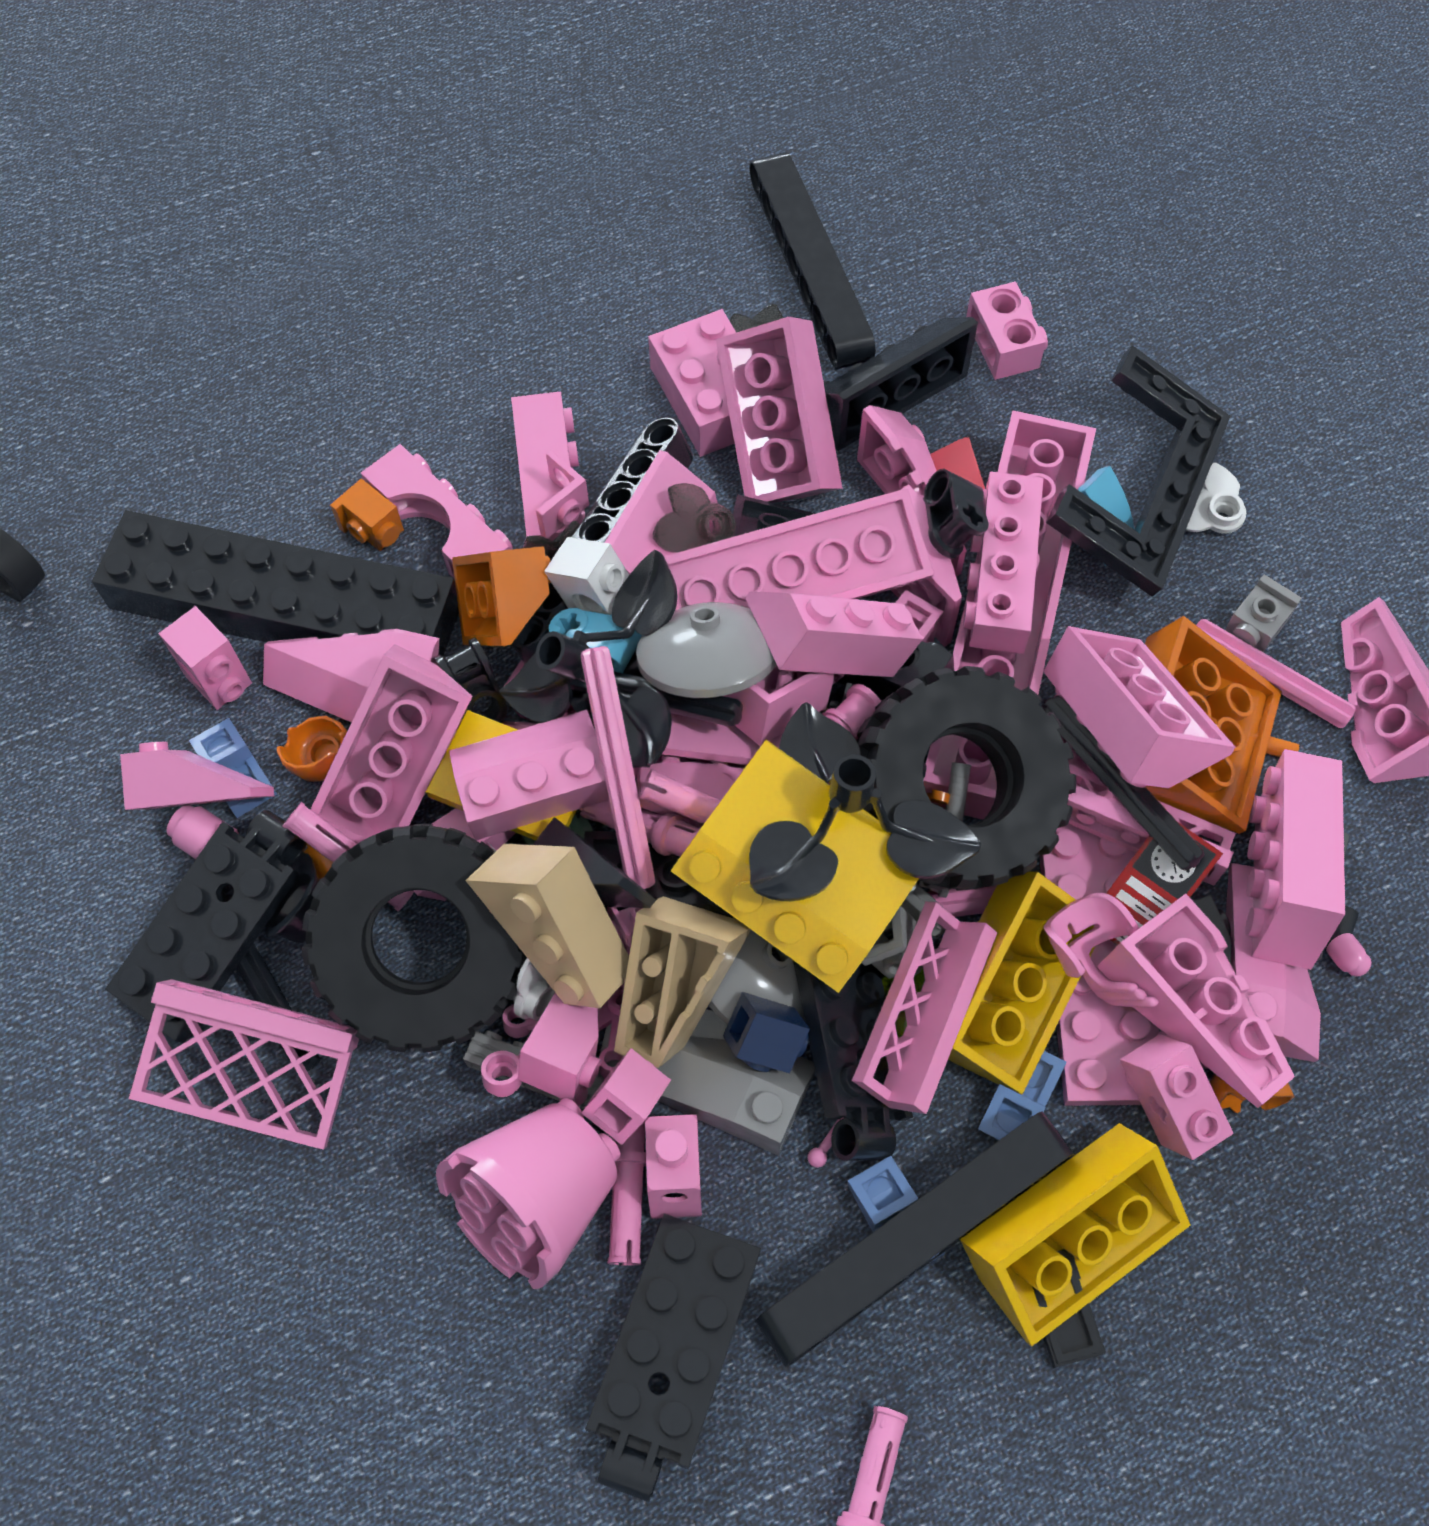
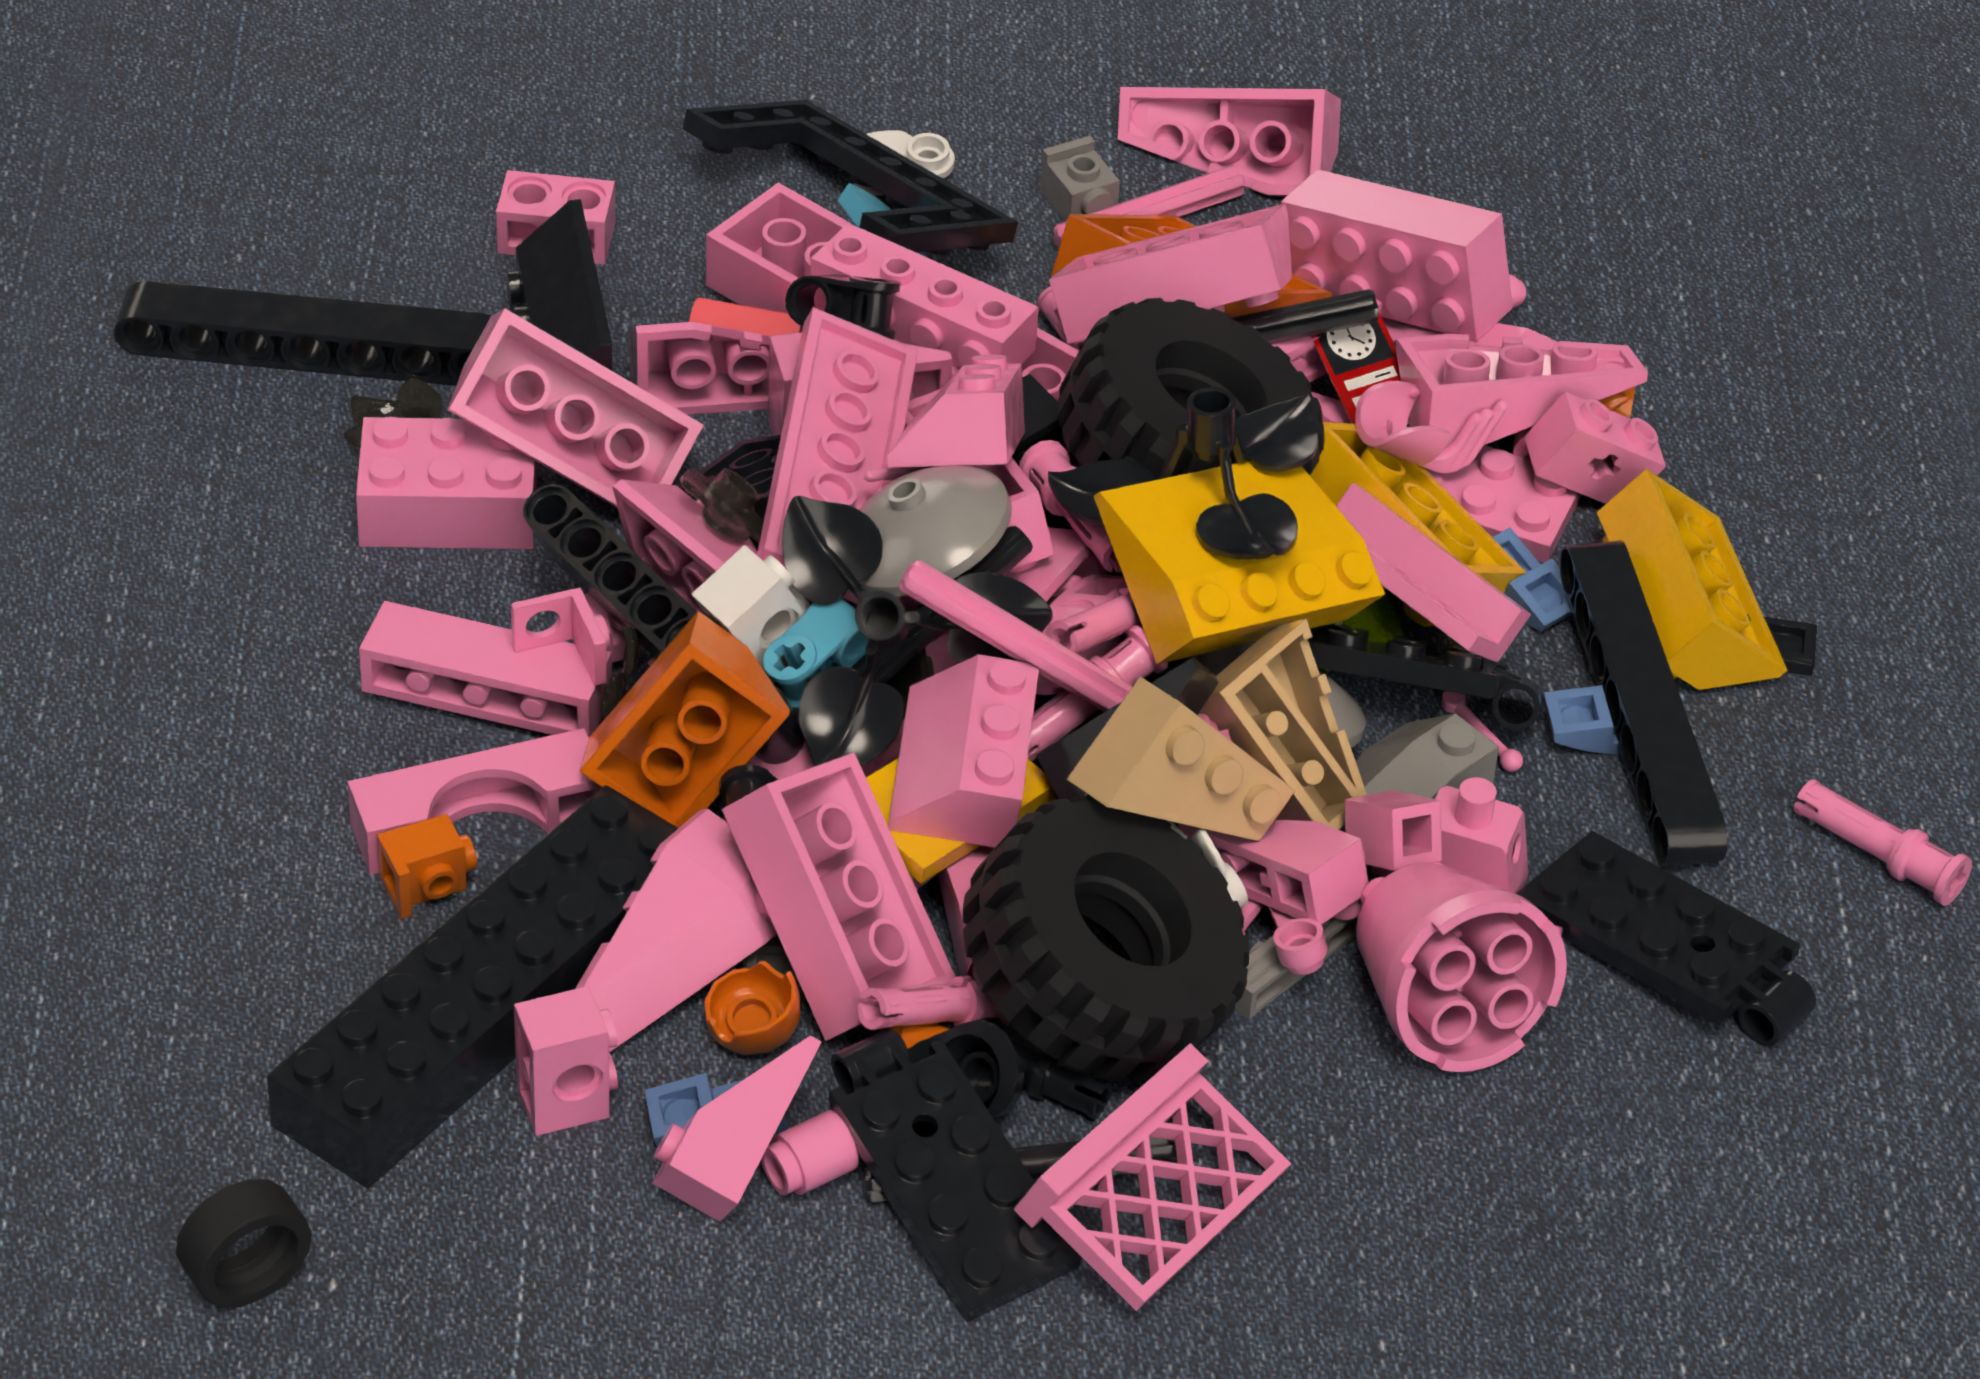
camera: 70 degrees left, 20 degrees down
(766, 1034) = (1376, 708): dark blue brick -> none

